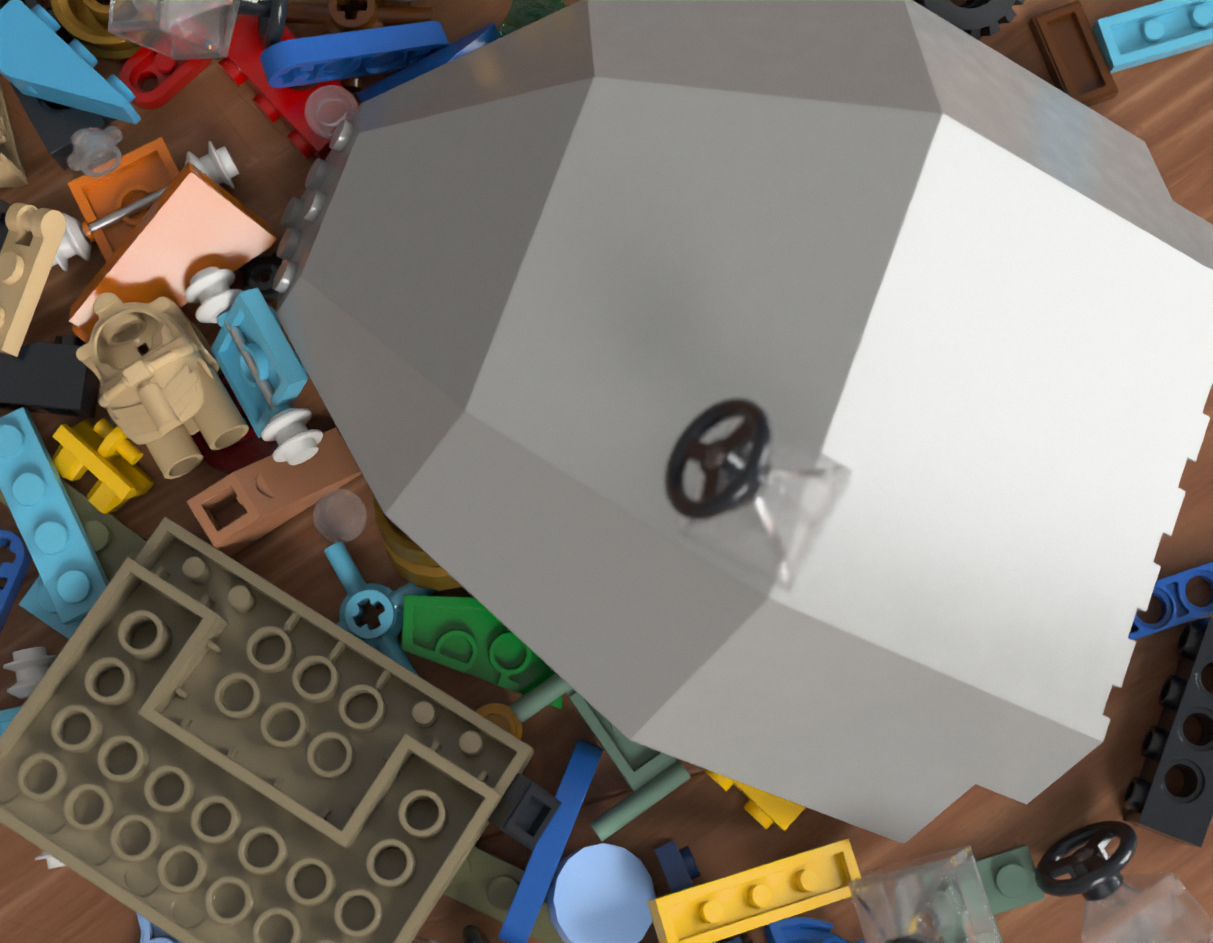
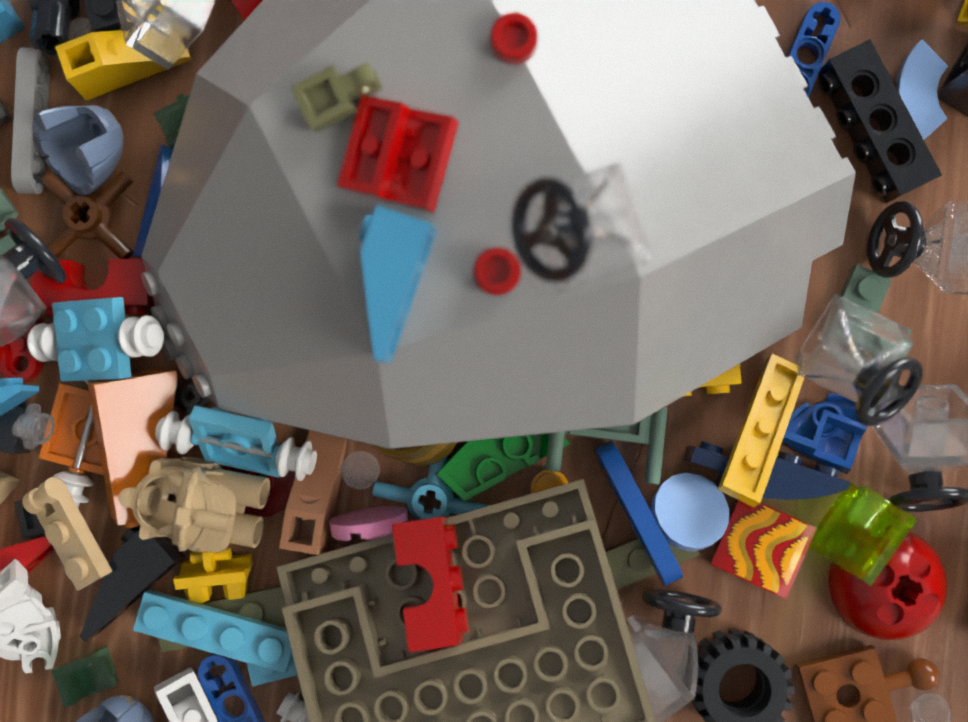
camera: 45 degrees left, 5 degrees up
(236, 132) = (94, 339): none -> medium azure plate
(258, 723) = (440, 619): none -> red arch
(293, 571) = (367, 522): none -> bright pink tile
(327, 108) = (127, 277): clear plate -> none
(350, 53) = (106, 238): blue beam -> none
(524, 811) = (612, 513): black tile -> none
(556, 351) = (392, 266): none -> dark azure slope
(644, 452) = (497, 271): none -> red plate
(671, 141) = (328, 96): none -> olive plate
(675, 257) = (398, 153): none -> red slope
(887, 266) = (514, 38): none -> red tile

